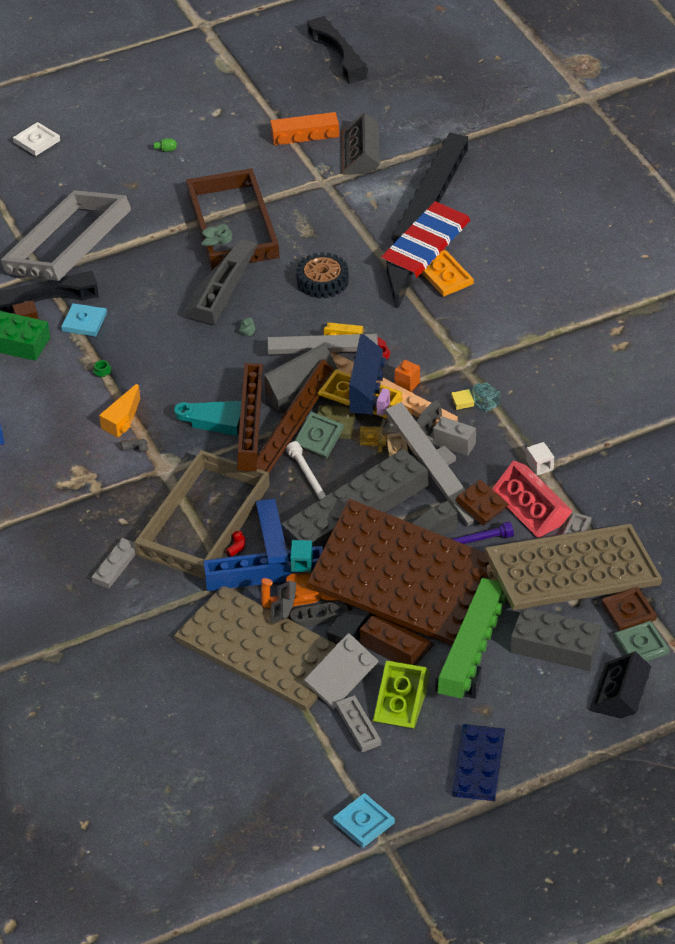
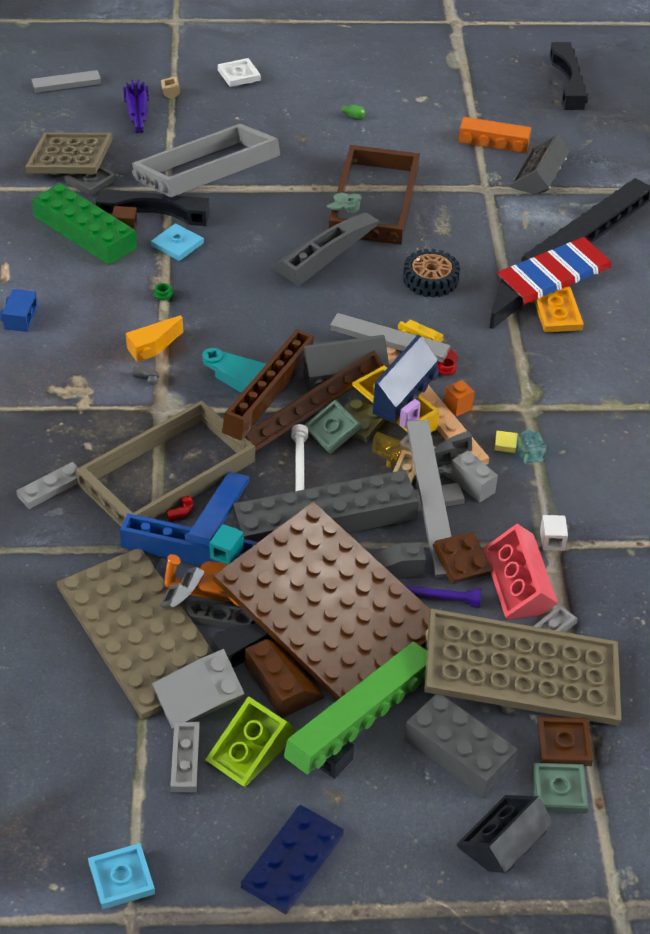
camera: 20 degrees right, 0 degrees up
(247, 327) = (328, 298): sand green piece -> none

